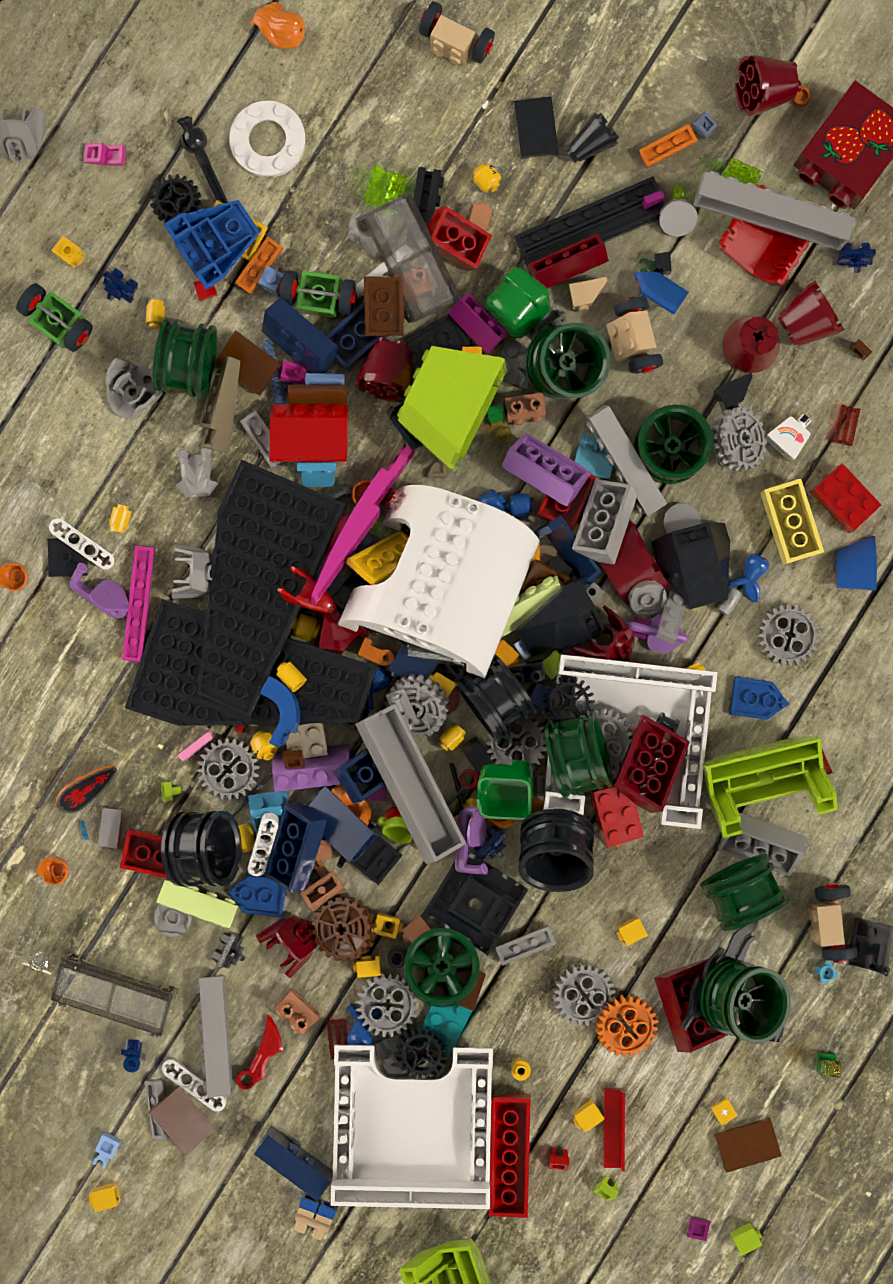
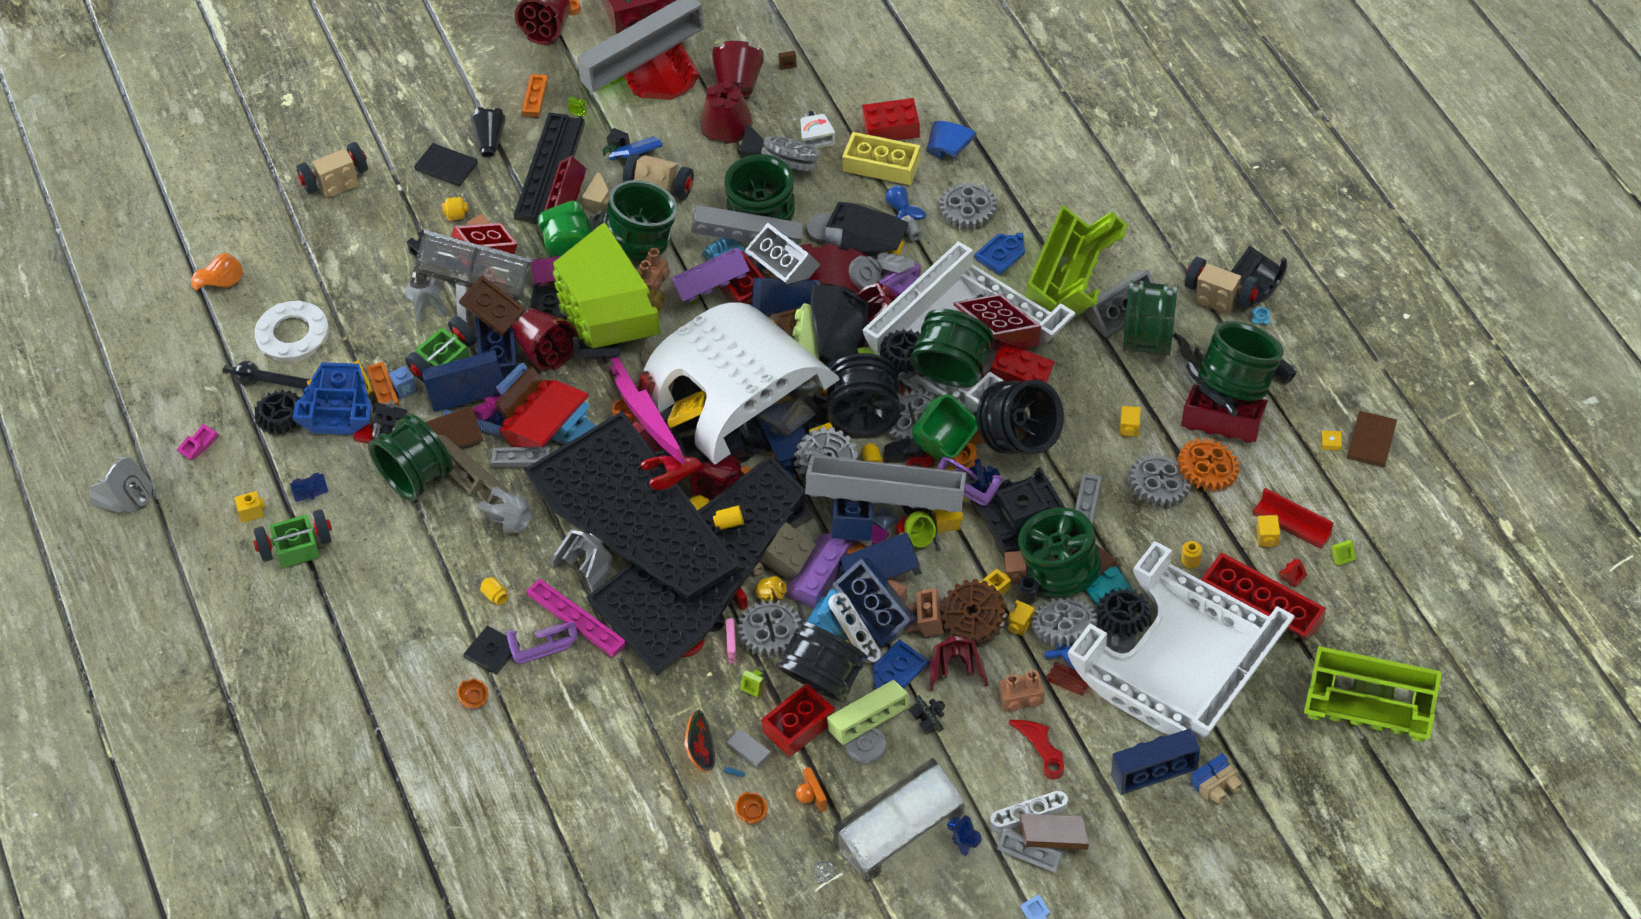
camera: 50 degrees left, 35 degrees down
(83, 542) = (489, 624): white beam -> none
(100, 905) = (811, 791): none -> orange tile
(122, 381) = (400, 521): light grey piece -> none
(155, 313) = (354, 475): yellow brick -> none
(215, 1036) = (996, 762): light grey brick -> none
(231, 296) = (385, 417): none -> black piece
(288, 708) = (750, 530): blue arch -> none
(293, 759) = (800, 565): reddish brown tile -> none
(376, 859) = (934, 566): black piece -> none
(383, 186) = (399, 273): clear neon green hips -> none
(653, 199) = (566, 116): magenta tile -> none
(678, 217) = (592, 112): light grey tile -> none
(698, 1228) = (1423, 509): magenta tile -> none
(704, 125) = (540, 67): sand blue tile -> none
(746, 1238) = (1453, 477): lime brick -> none
(828, 1065) = (1340, 347): clear yellow leg -> none
(856, 257) = (717, 30): clear blue hips -> none
(856, 411) = (839, 96): clear red tile -> none

